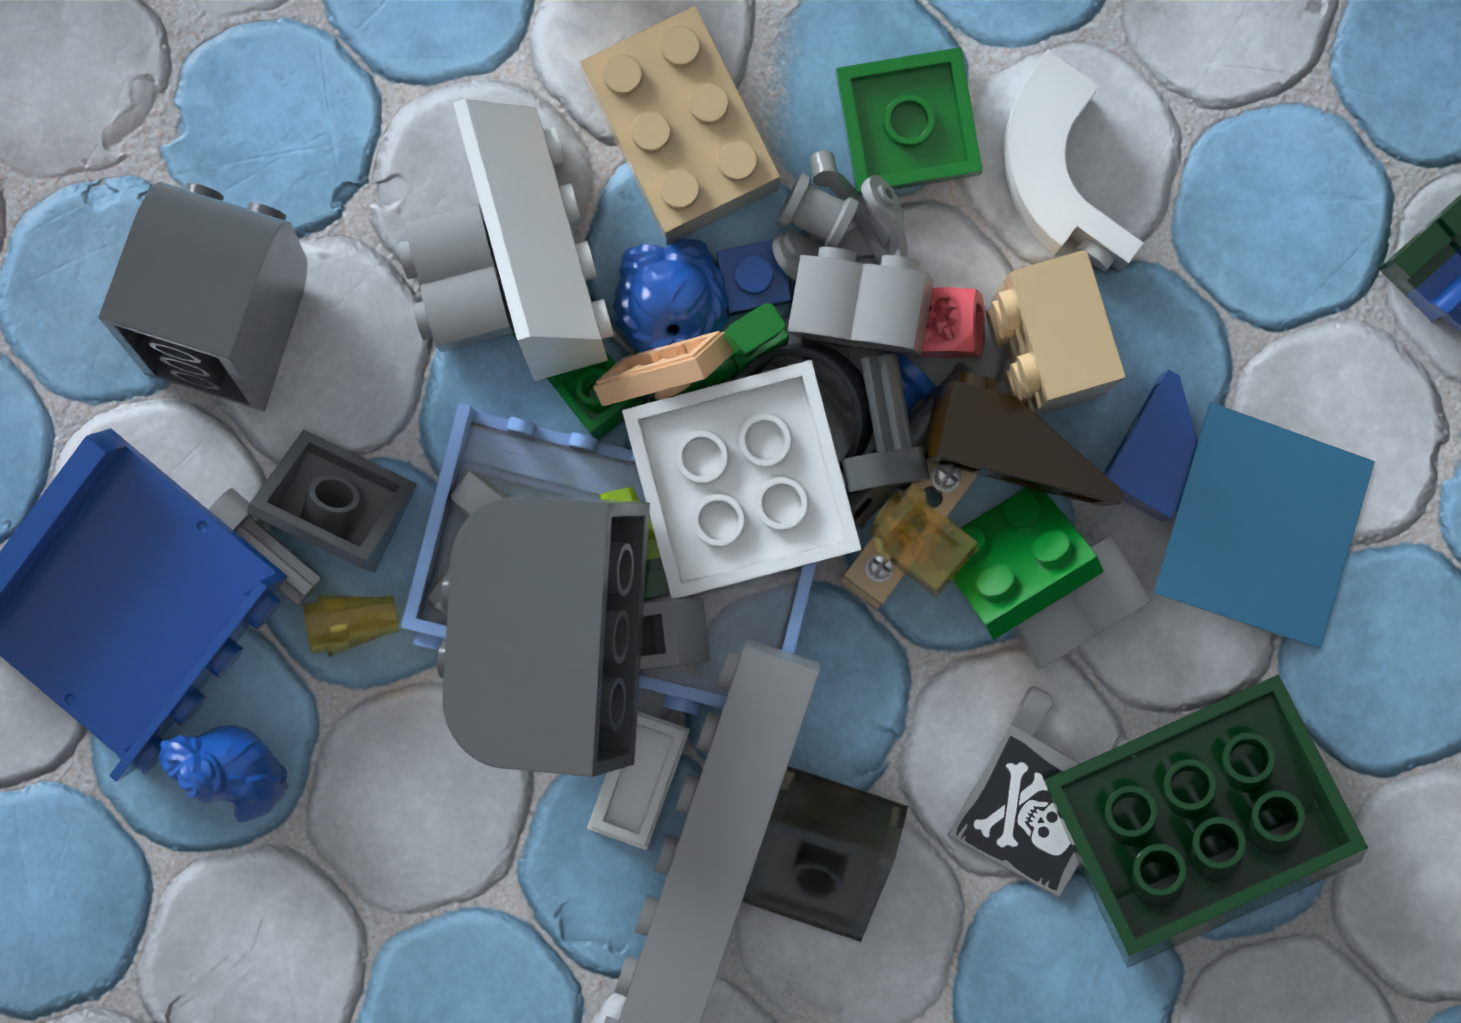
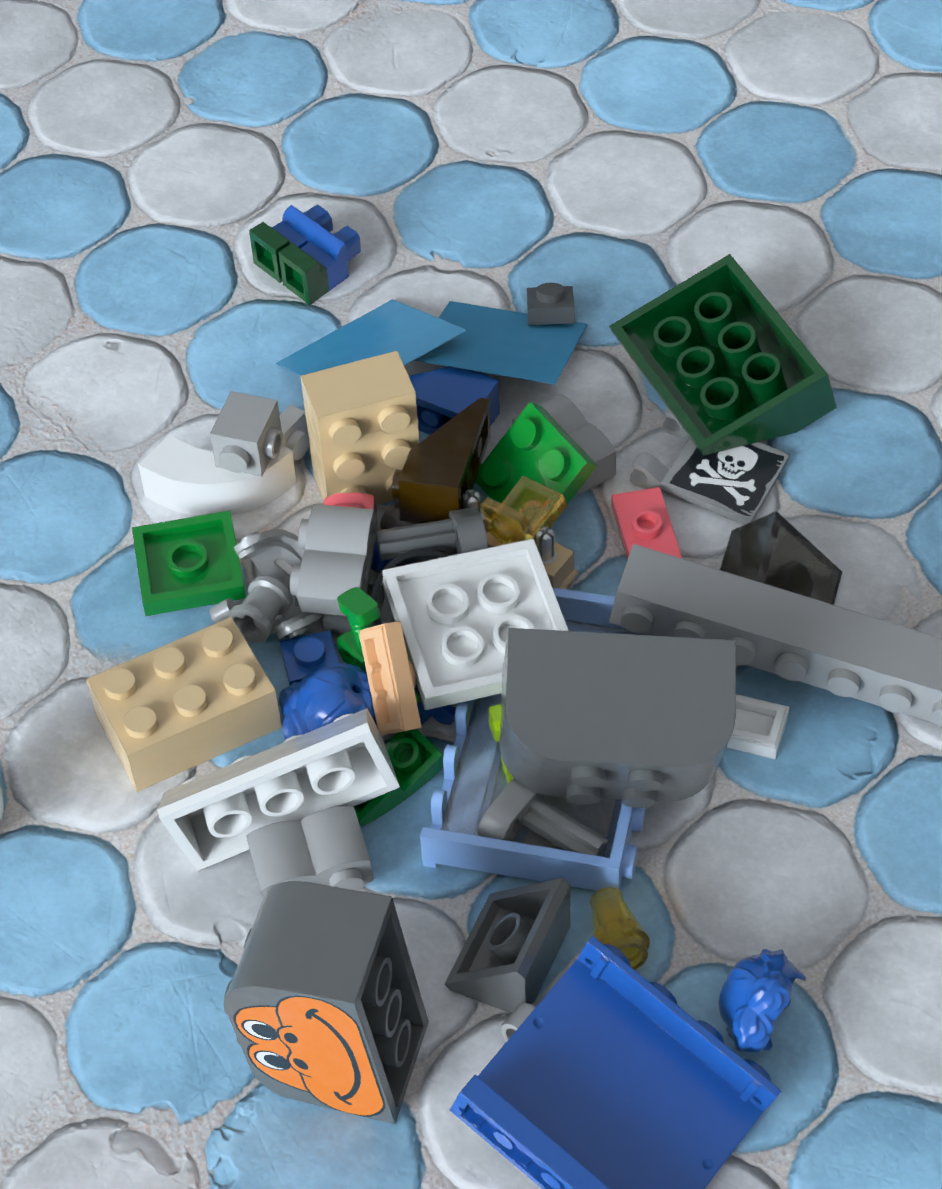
camera: 90 degrees left, 35 degrees down
(933, 700) = (644, 521): none -> coral plate
(1064, 186) = (246, 434): none -> light grey brick
(1258, 350) = (378, 332): none -> dark azure sticker
(1343, 598) = (550, 304): none -> dark grey plate

